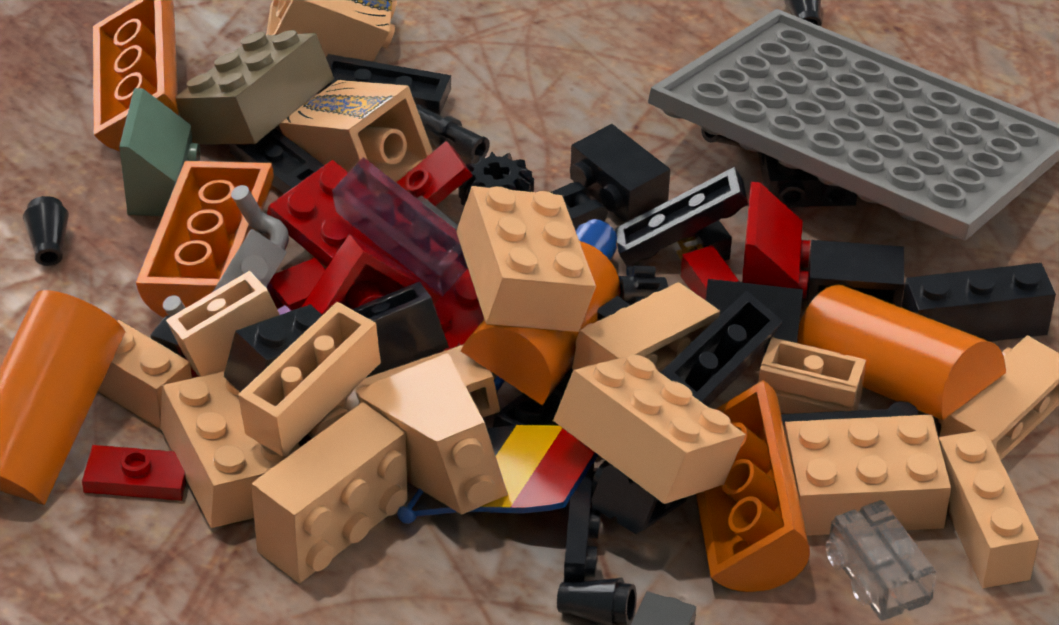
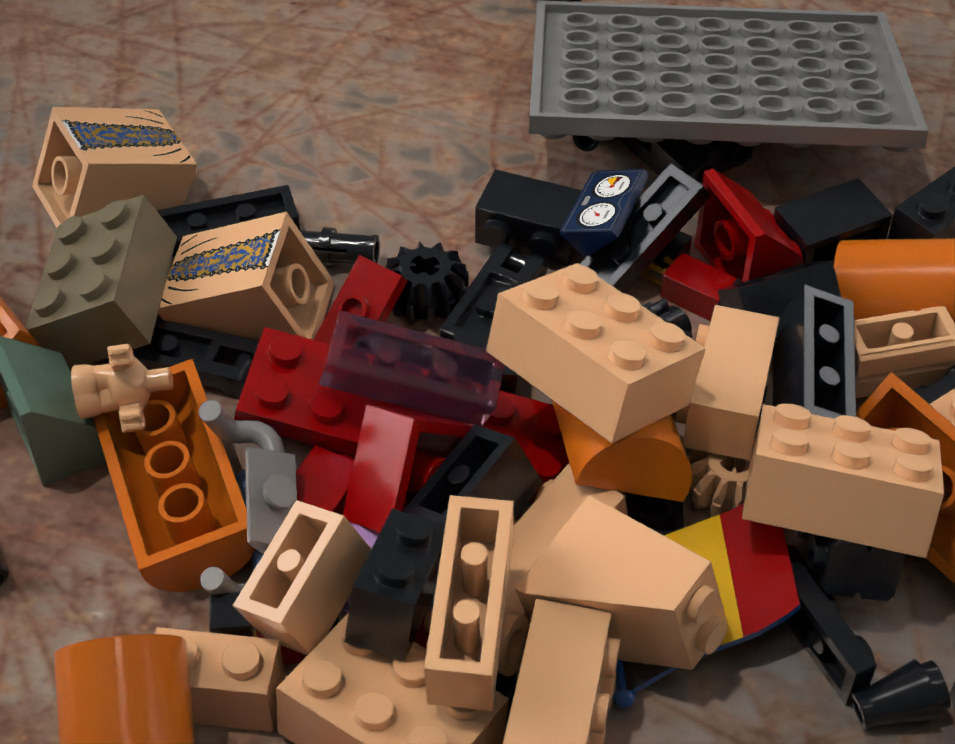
camera: 30 degrees left, 5 degrees up
(201, 157) = (118, 387): none -> light nougat piece
(665, 183) = (602, 208): none -> slope

